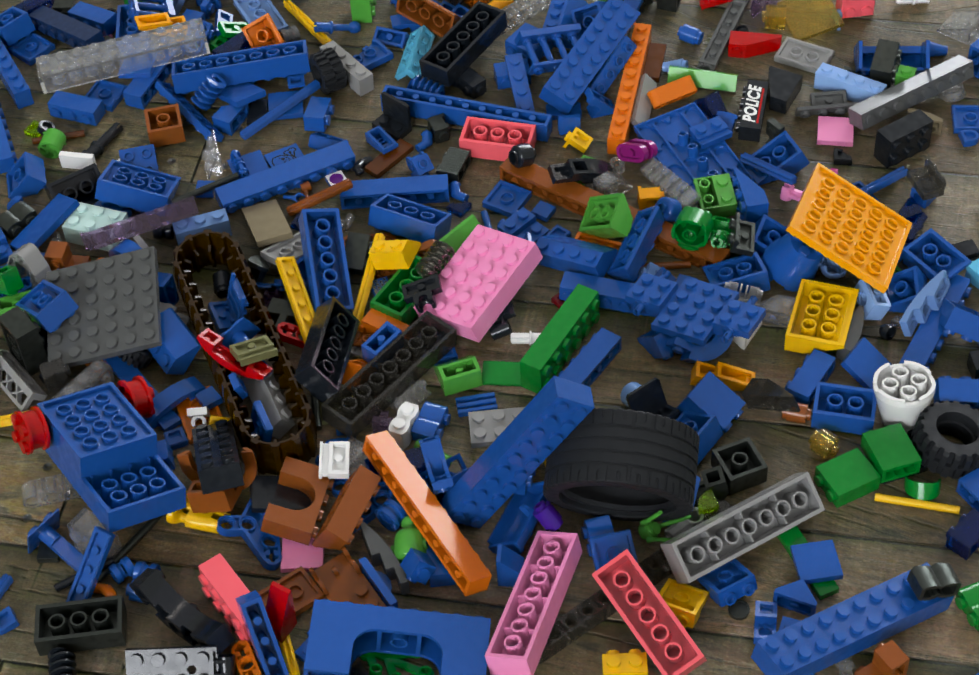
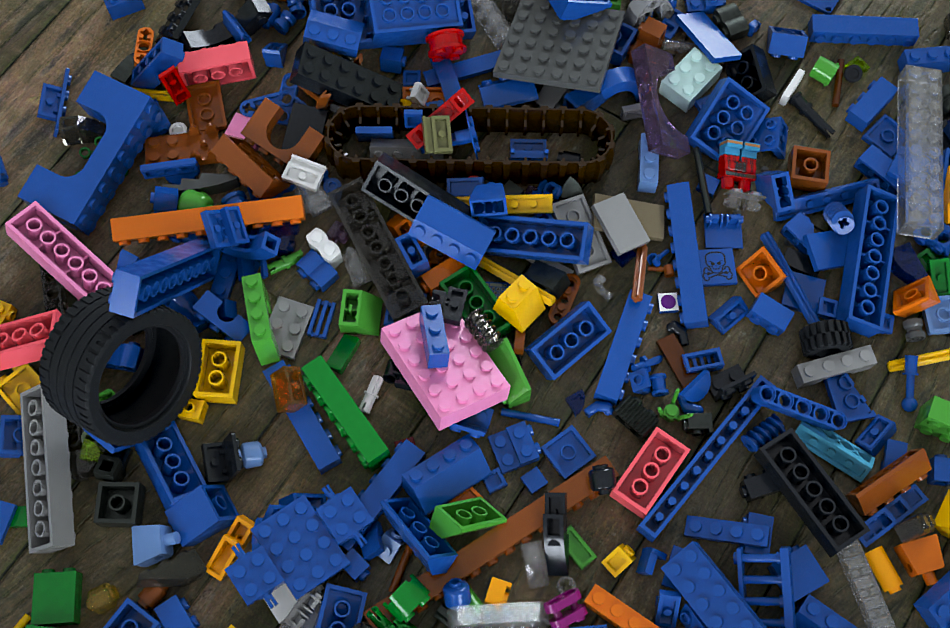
camera: 110 degrees right, 20 degrees up
(167, 472) = (333, 33): none -> blue slope
(180, 167) = (737, 163): none -> hips
(183, 593) = (234, 27): none -> blue slope
(187, 564) = (275, 54): none -> blue slope
(194, 134) = (777, 189): none -> blue slope
(260, 272) = (549, 188): none -> blue bush
(277, 218) = (620, 224): none -> light grey tile
(280, 128) = (761, 272): none -> orange slope
(292, 332) = (463, 186): none -> blue tile
(304, 293) = (488, 200): none -> blue torso
(351, 312) = (451, 232): none -> blue slope
(397, 68) = (807, 408): none -> blue beam
(404, 172) = (646, 363): none -> blue piece
(407, 135) = (697, 388): none -> blue tile
(433, 474) = (224, 227): none -> blue slope
(437, 147) = (671, 411): none -> bright green plant
(462, 278) = (434, 336): none -> brick
(492, 425) = (258, 308): none -> bright green arch
(568, 368) = (288, 389): none -> clear orange brick
(756, 424) = (152, 544): none -> medium blue torso

